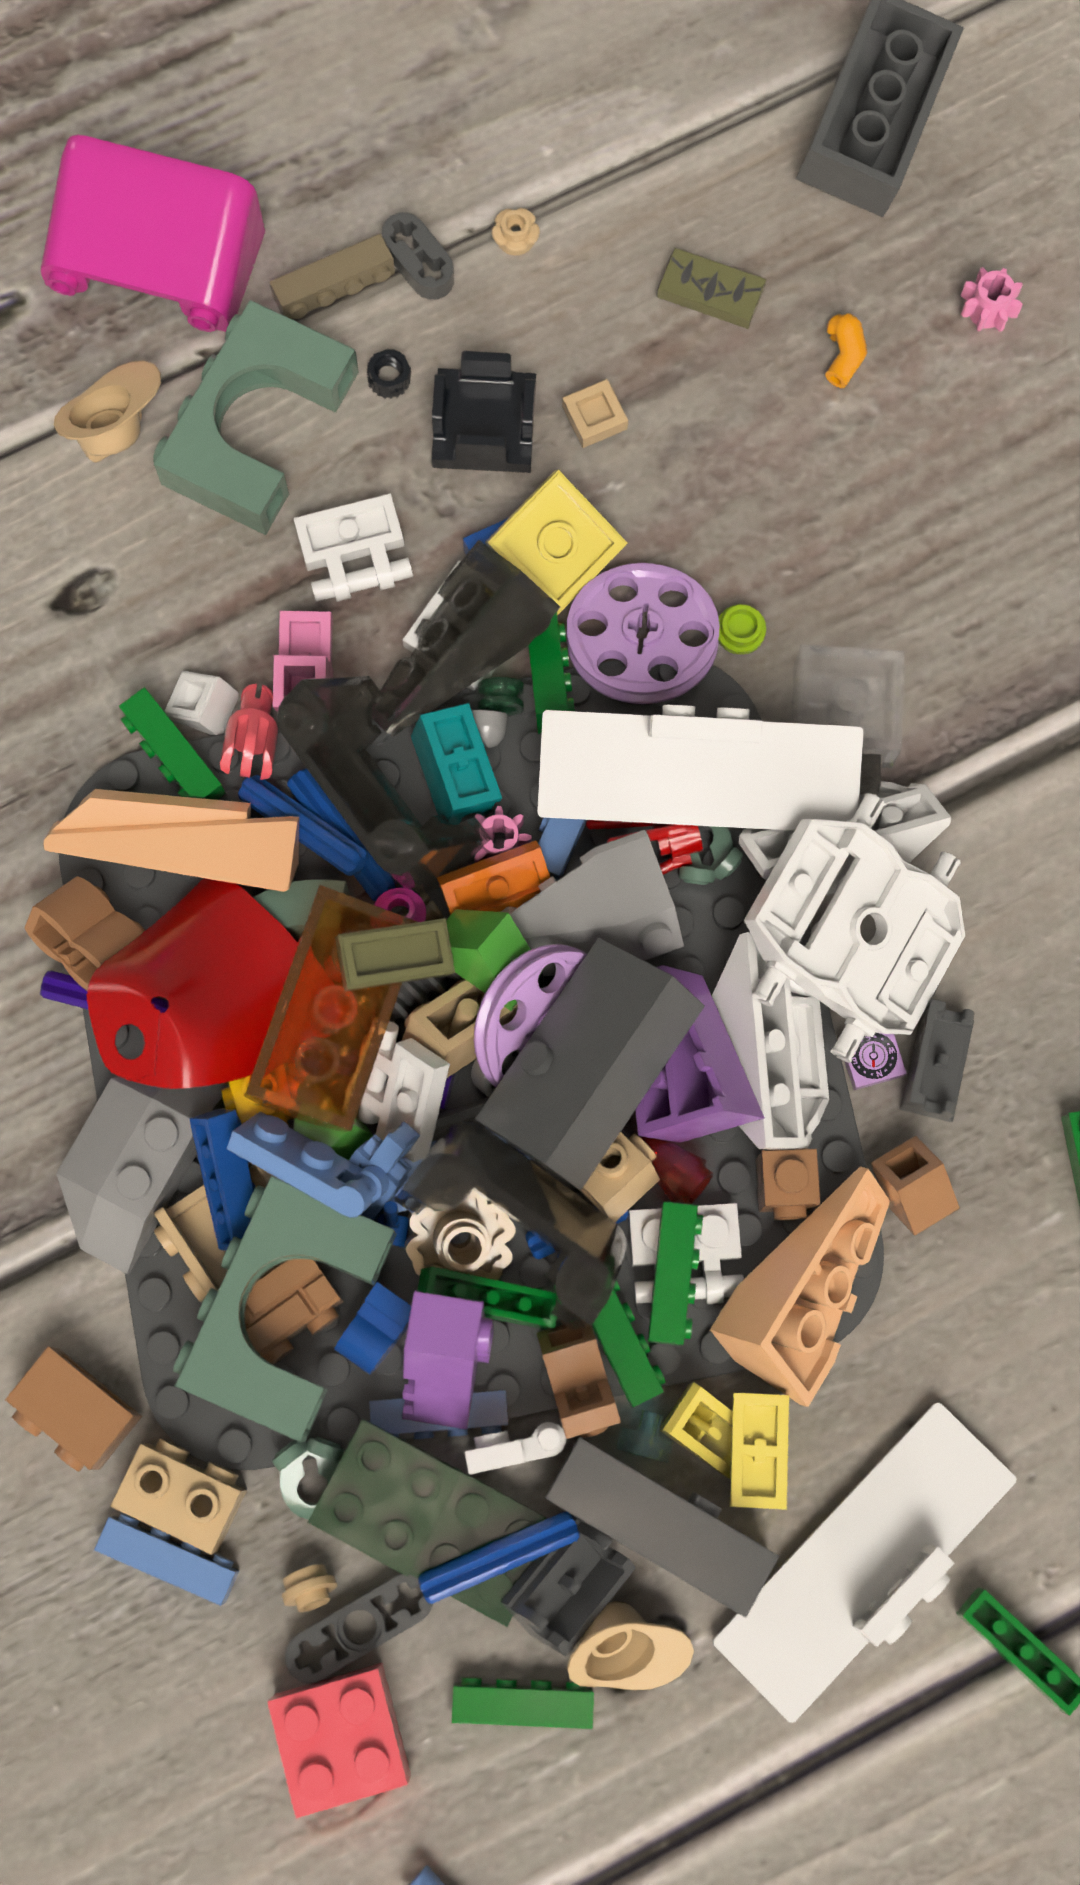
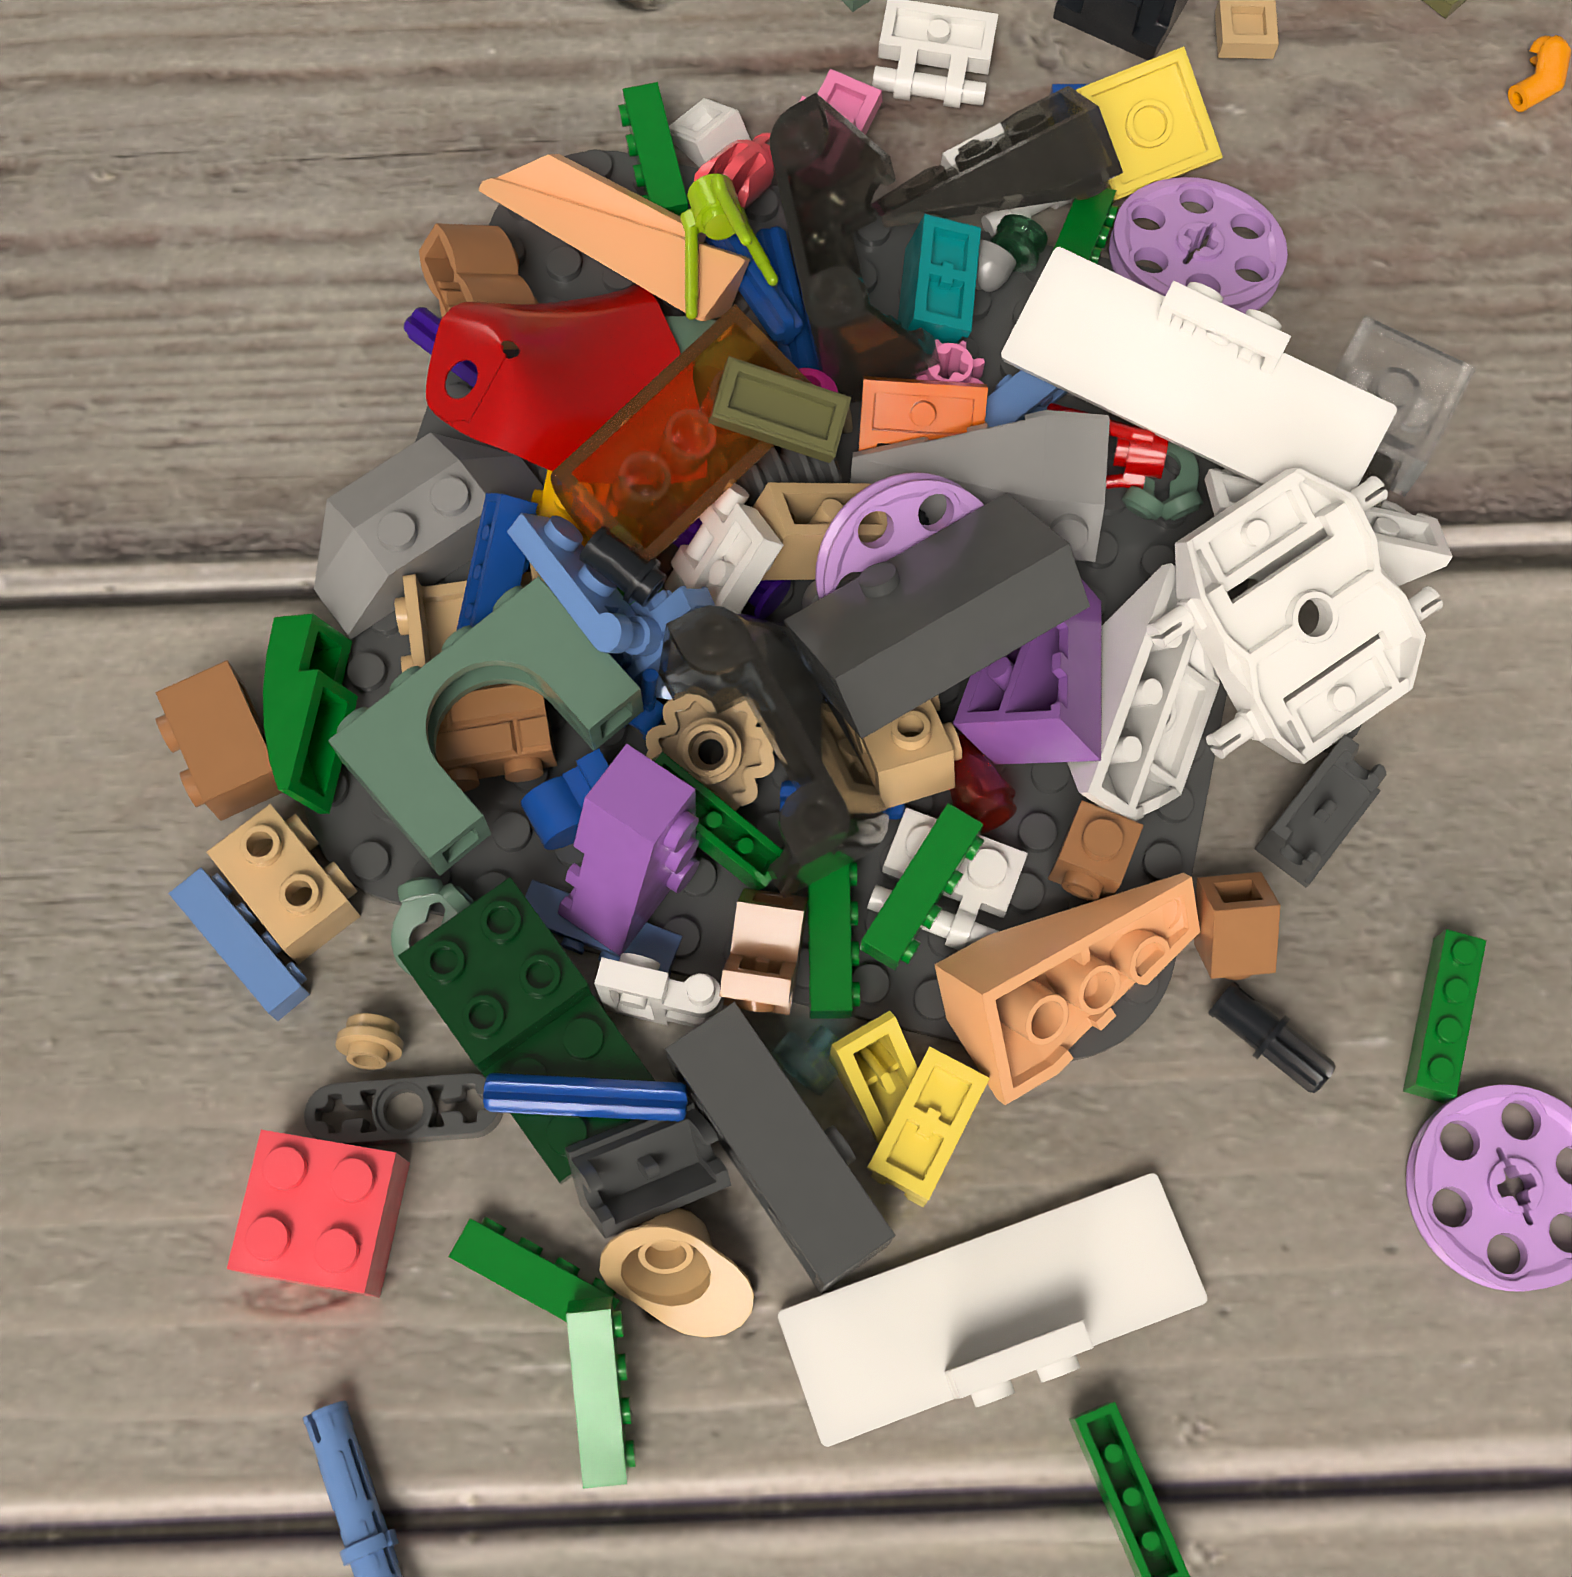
camera: 25 degrees right, 5 degrees down
(127, 1352) = (305, 707): none -> green slope
(258, 794) = (719, 216): none -> lime plant
(336, 1141) = (623, 567): none -> black pin
(484, 946) = (876, 449): bright green slope -> none
(611, 1768) = (598, 1393): none -> piece
(741, 629) = (1304, 292): lime plate -> none
(875, 1061) = (1249, 780): tile -> none
(978, 1256) = (1273, 1038): none -> black axle

